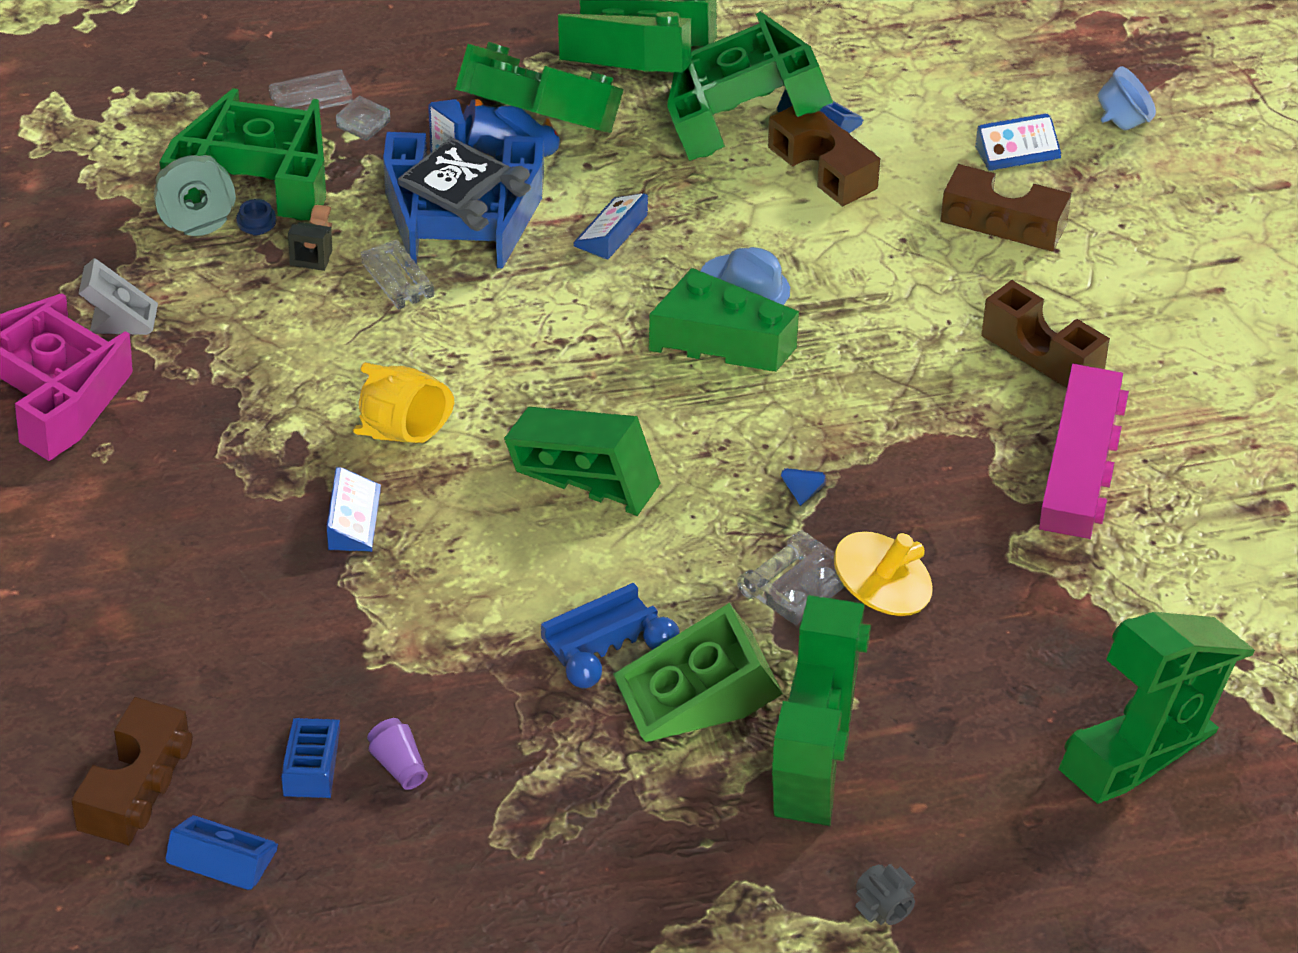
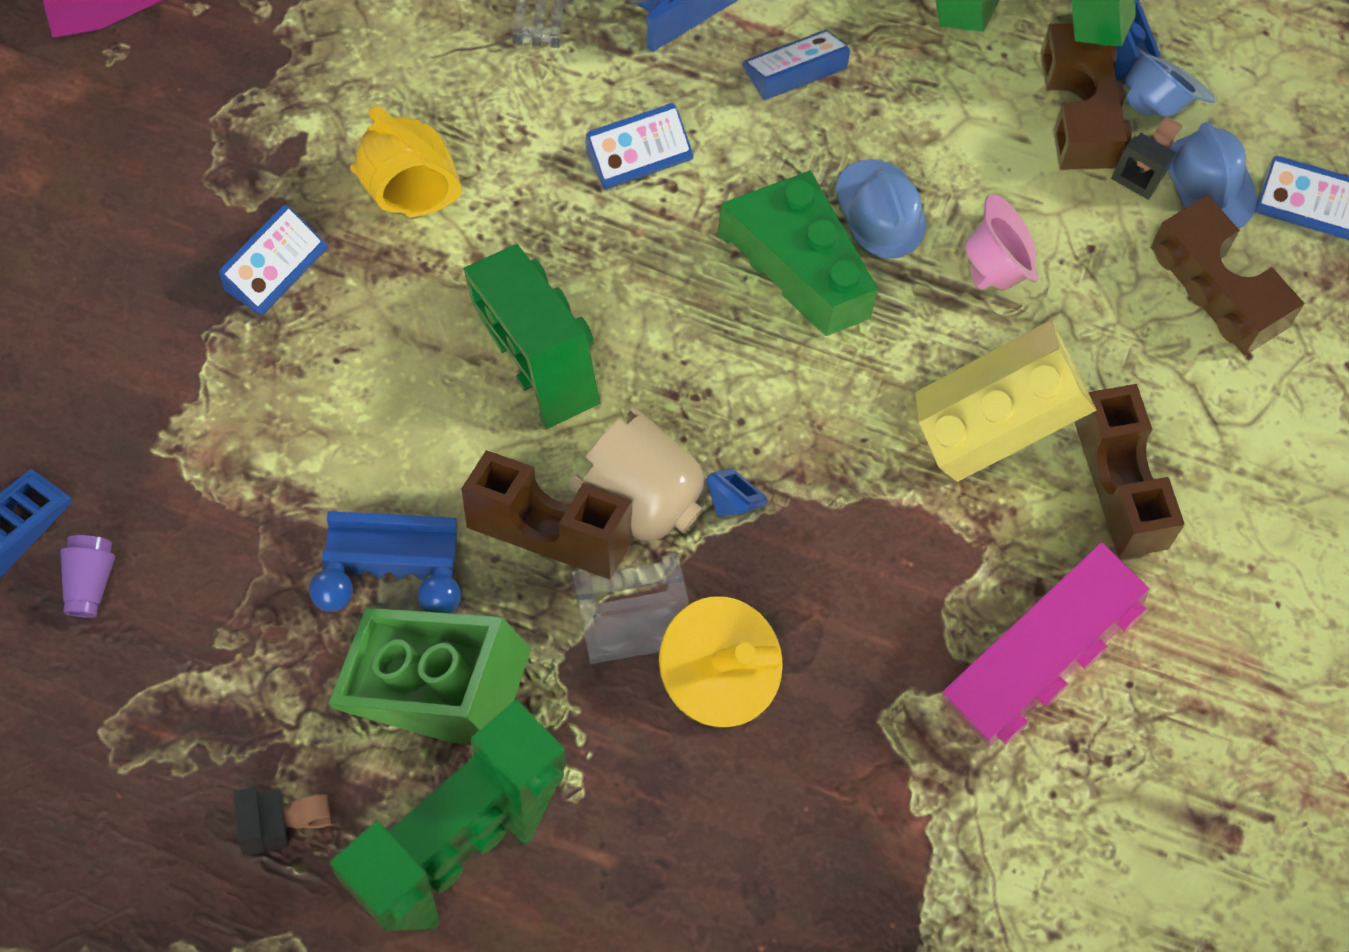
camera: 30 degrees right, 20 degrees up
(549, 322) = (638, 146): none -> slope
(664, 820) = (264, 818): none -> pearl dark grey piece
(731, 545) = (510, 506): none -> reddish brown arch
(741, 495) = (649, 470): none -> tan cylinder
(853, 265) = (1001, 247): none -> bright pink piece
(870, 120) = (1162, 87): none -> medium blue piece
(898, 170) = (1147, 159): none -> pearl dark grey piece
(935, 334) = (1002, 402): none -> light yellow slope
(938, 153) = (1214, 165): none -> medium blue piece

